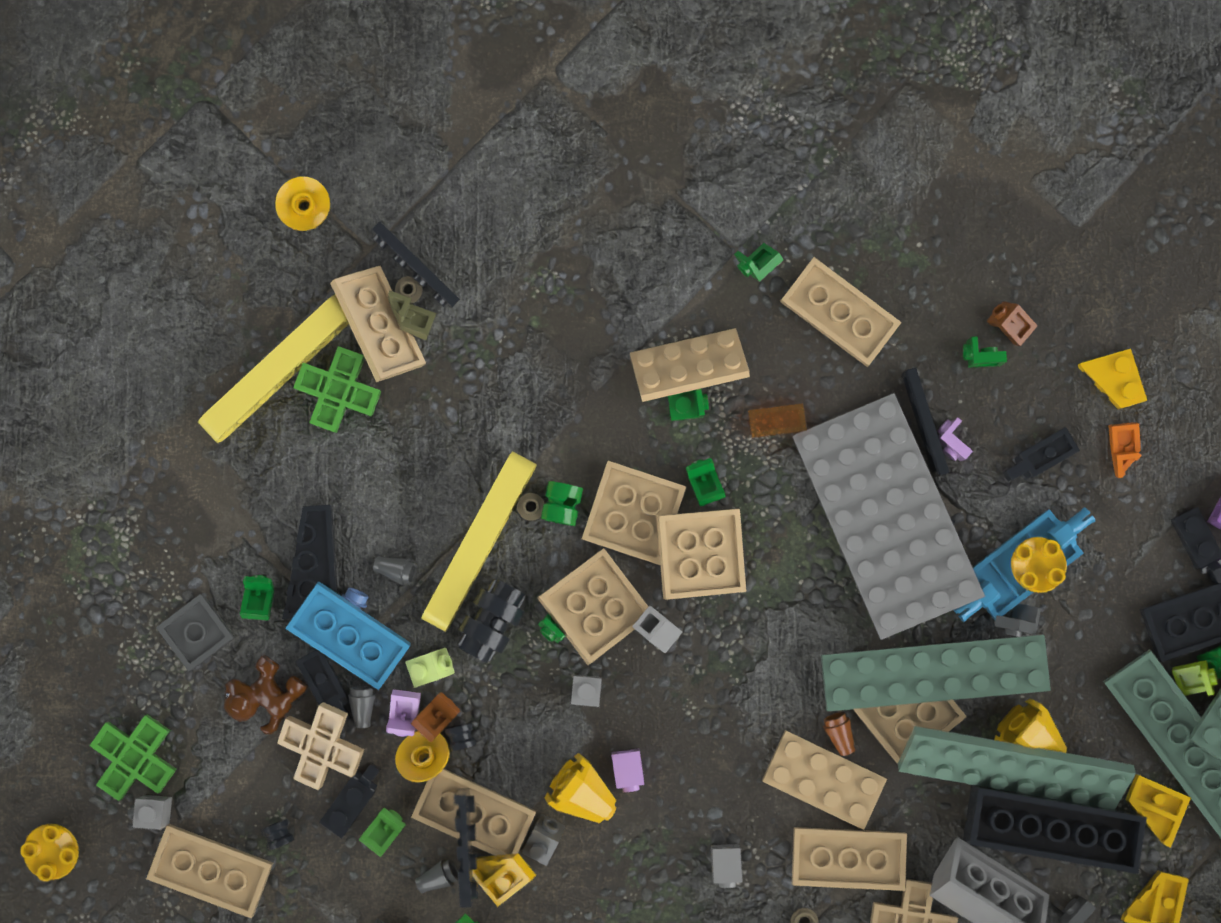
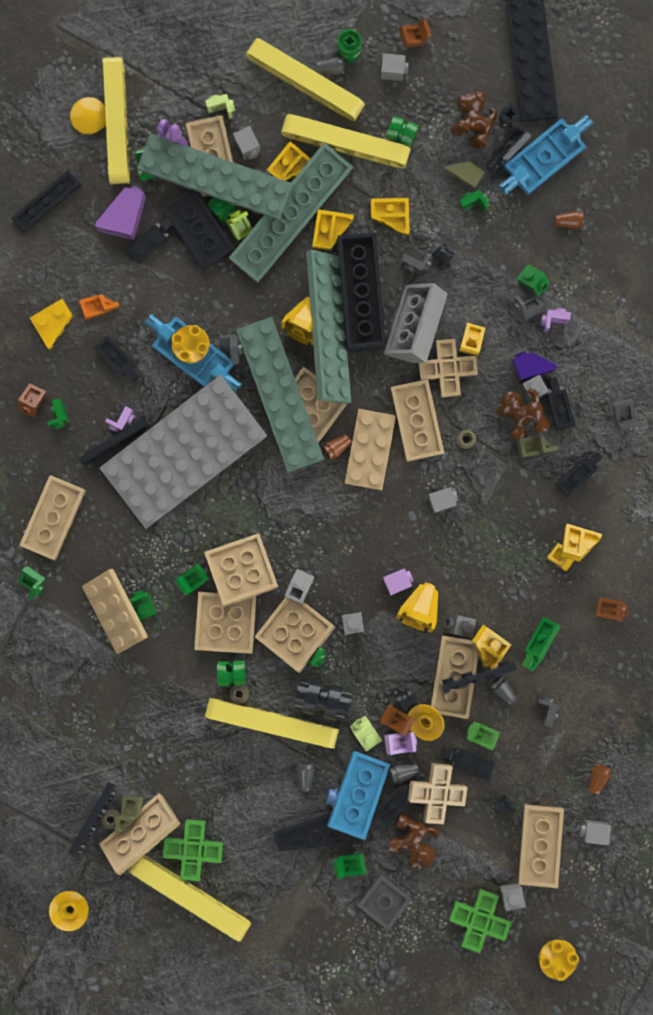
camera: 100 degrees left, 0 degrees up
(777, 421) = (138, 541): clear orange plate -> none

